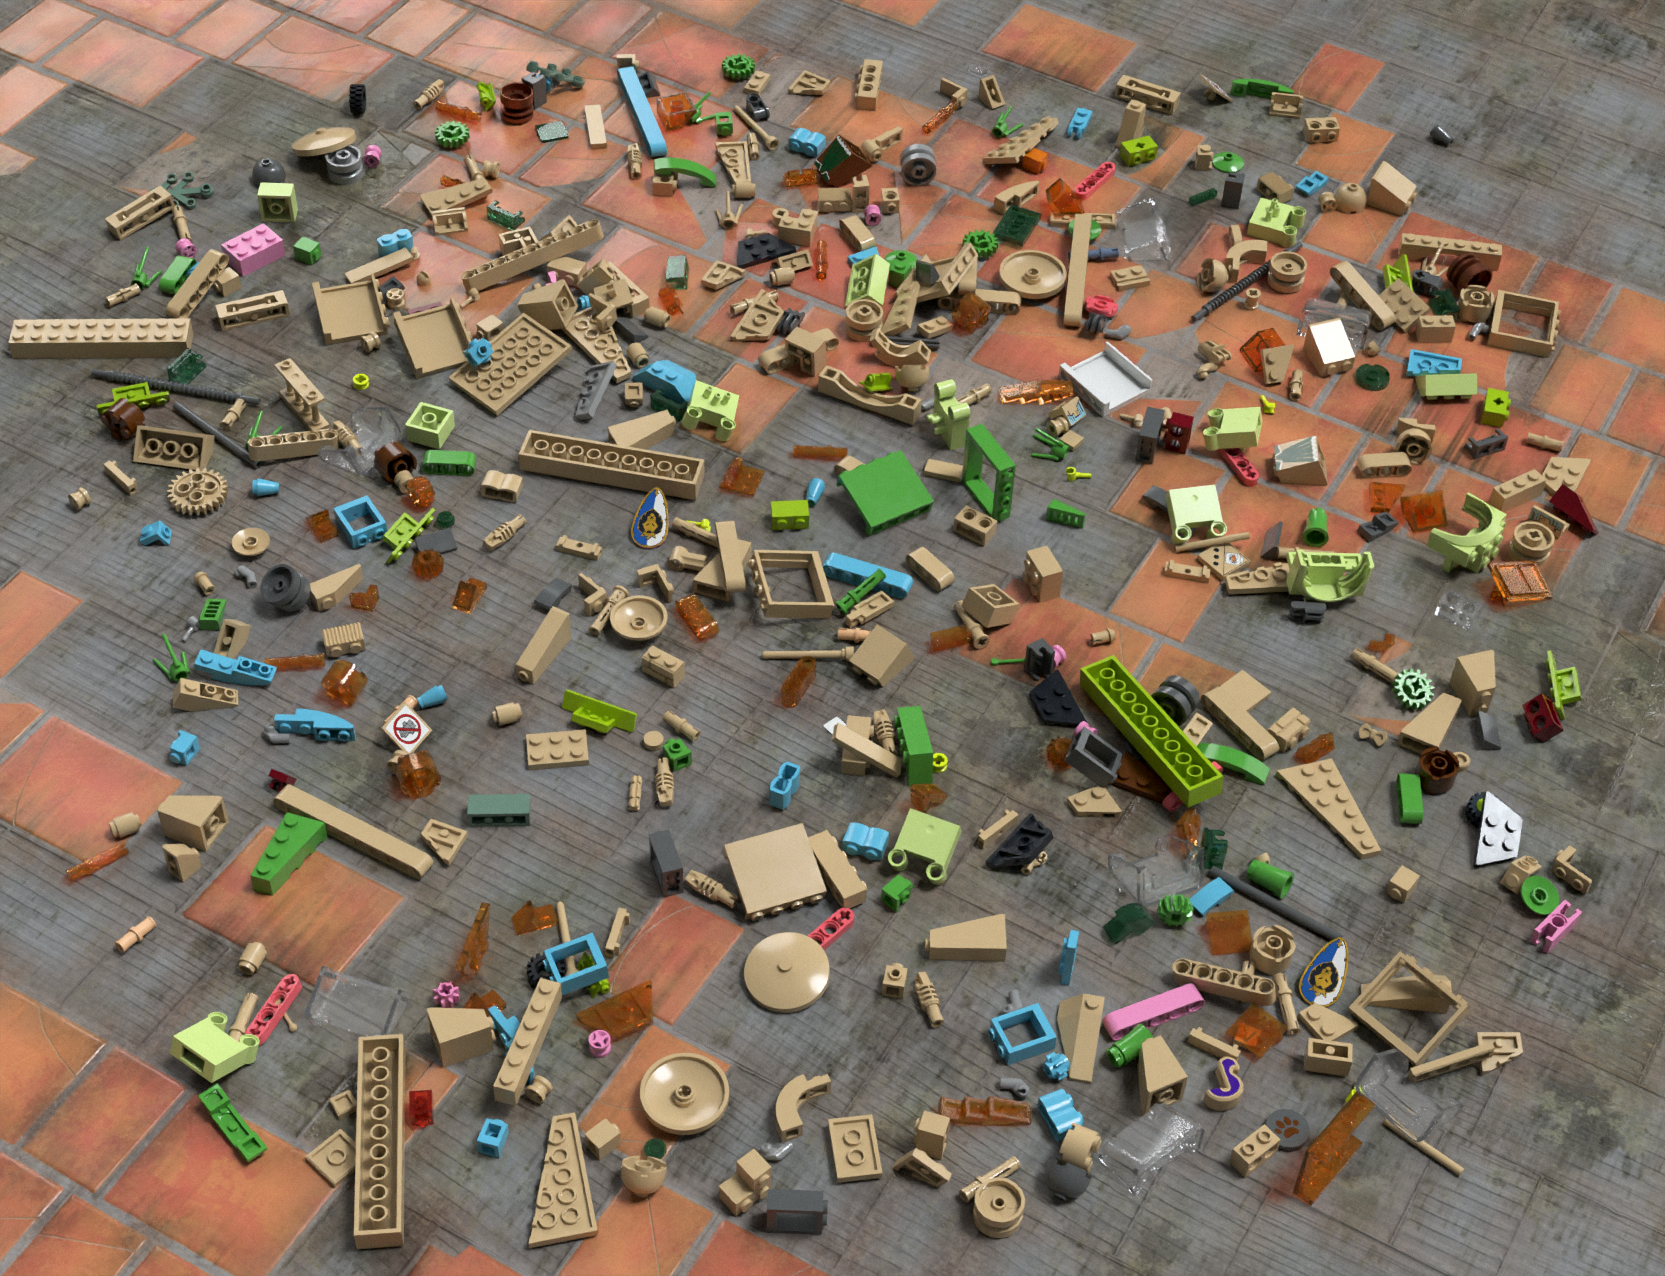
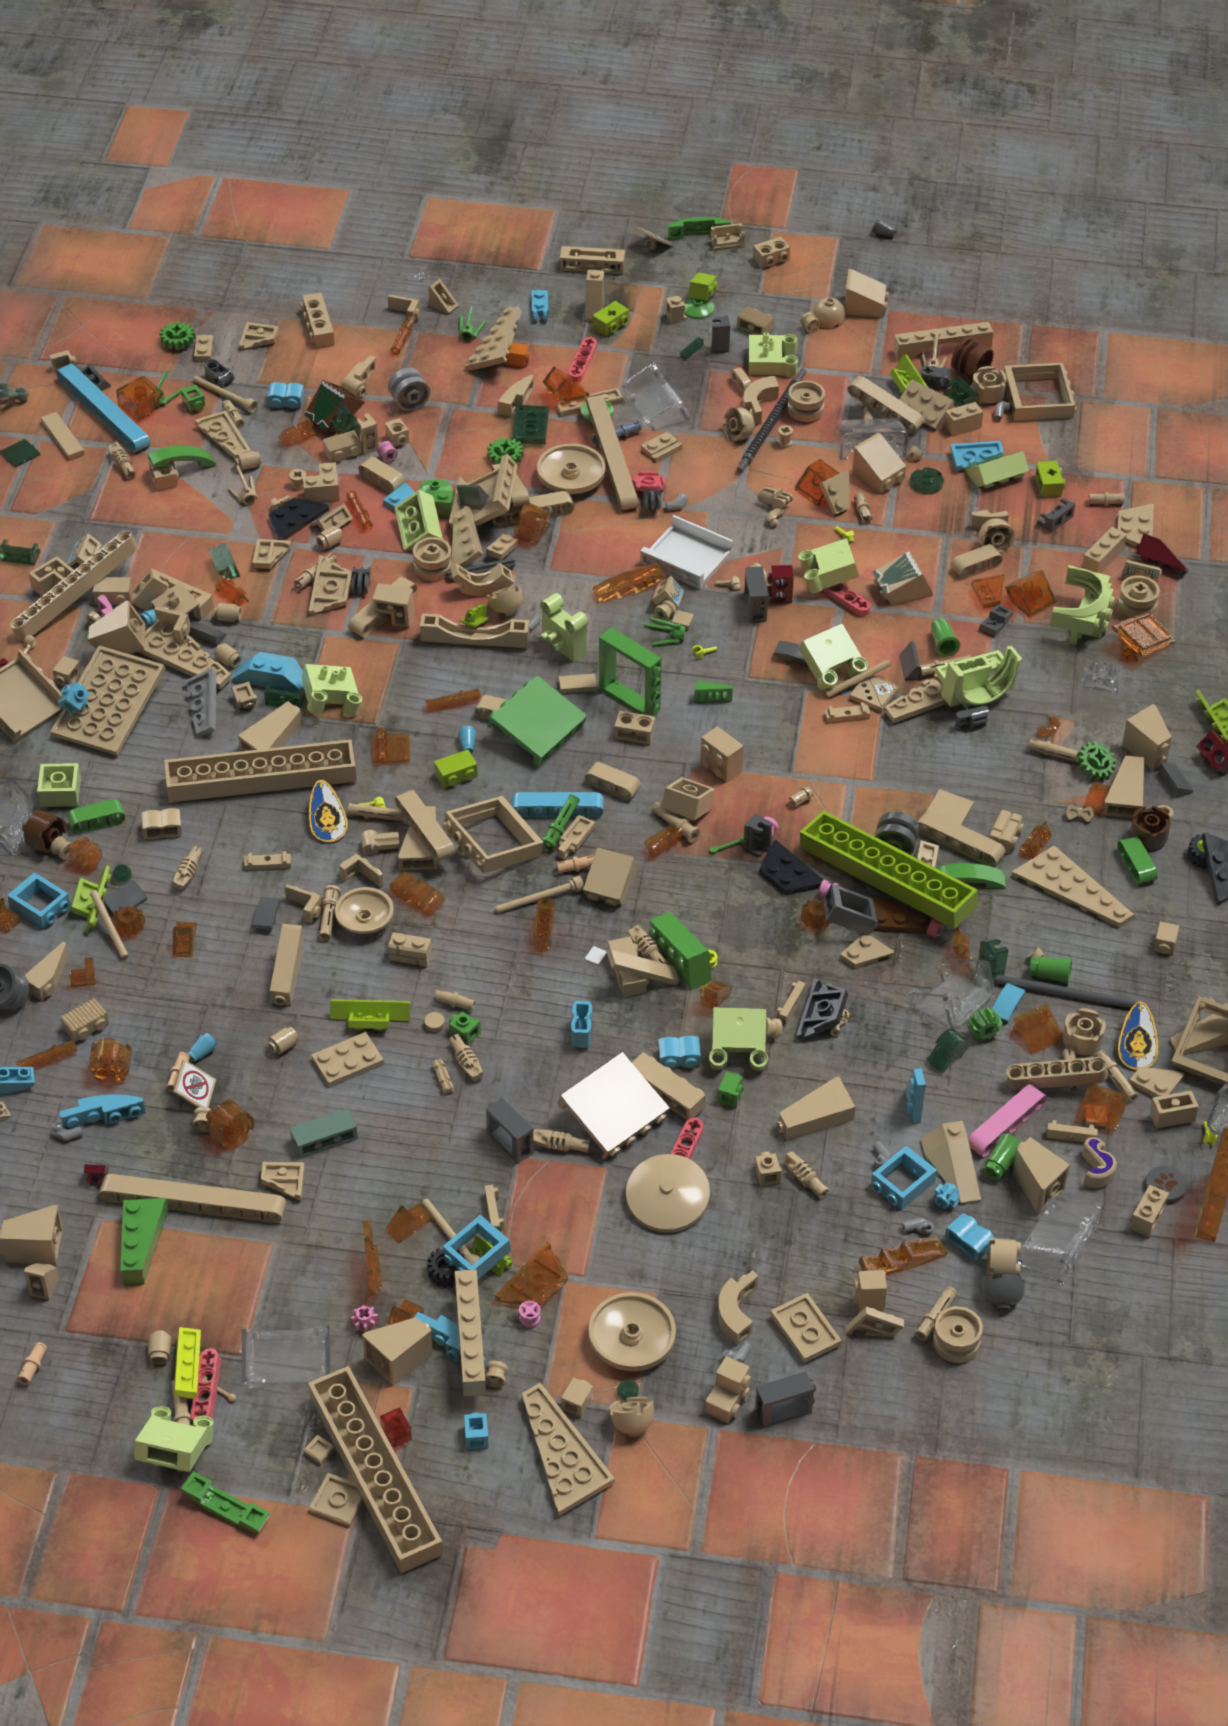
camera: 20 degrees left, 0 degrees up
(266, 981) = (187, 1363): none -> neon yellow plate
(408, 561) = (109, 924): none -> tan bar
(843, 178) = (345, 421): none -> clear green brick
(965, 846) = (773, 1027): none -> tan wheel
(975, 394) = (573, 601): tan pin -> none
(1238, 143) = (702, 286): none -> lime brick
(1313, 183) = (787, 307): medium azure slope -> none
(1396, 724) = (1097, 797): none -> clear orange tile

